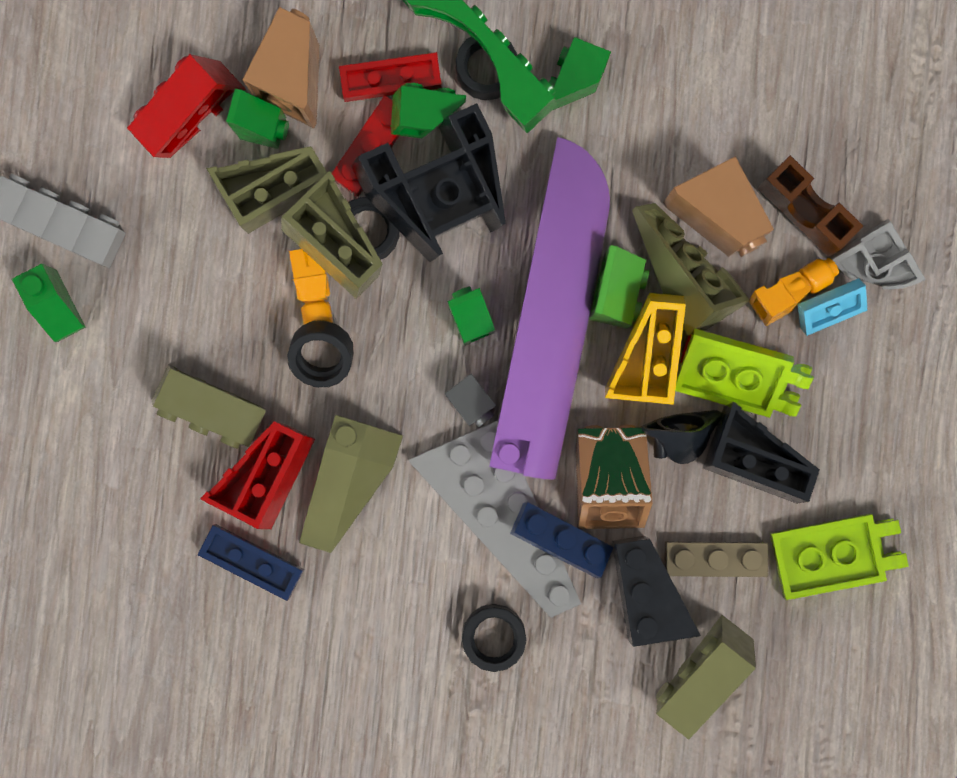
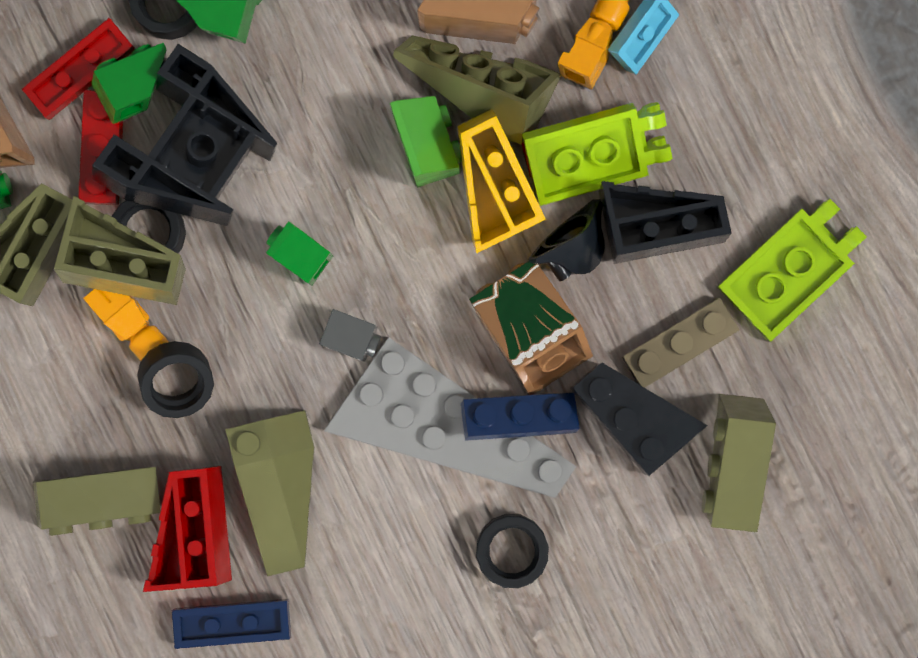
camera: 30 degrees left, 0 degrees up
(553, 316) = (378, 204): medium lavender slope -> none

